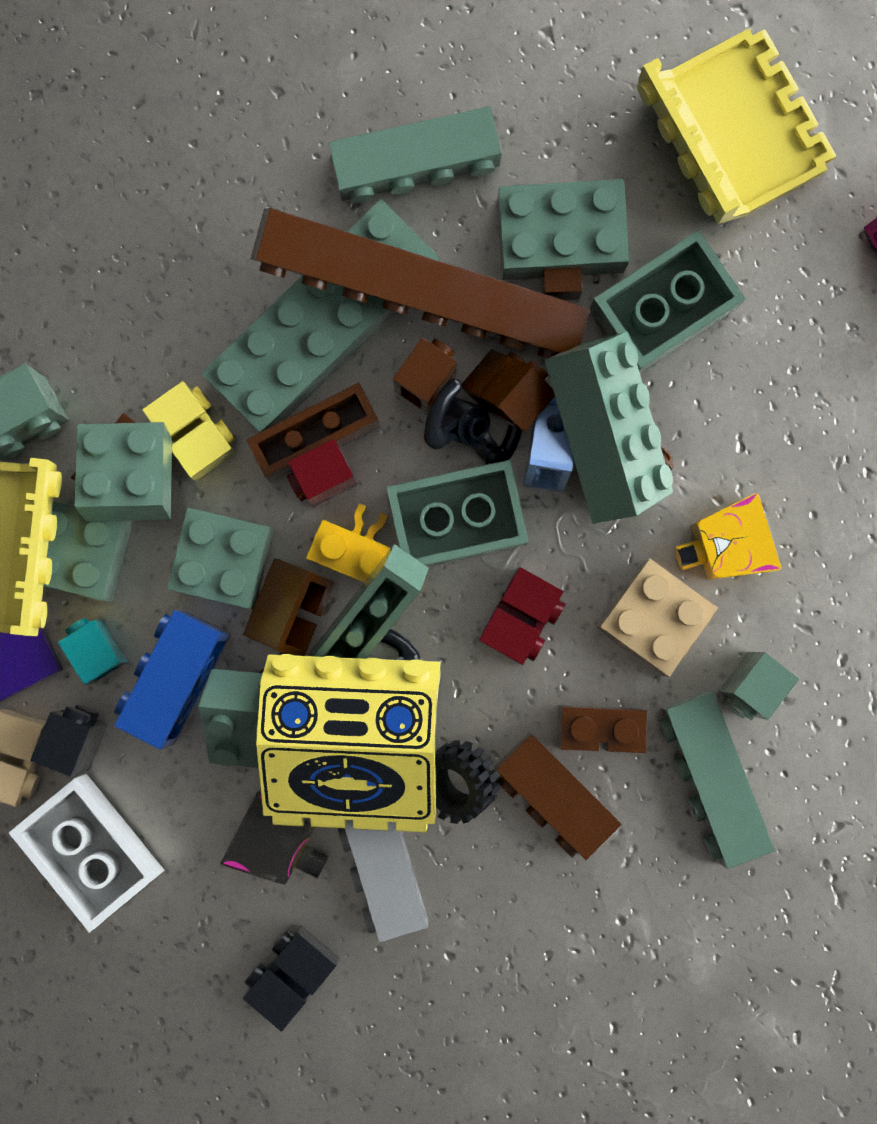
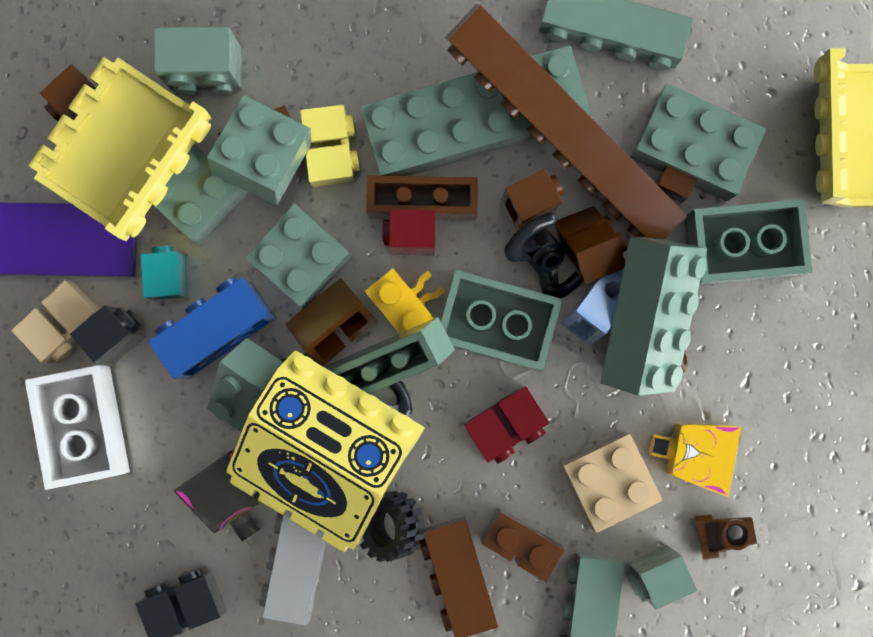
camera: 30 degrees right, 0 degrees up
(791, 617) = (715, 537): none -> reddish brown plate

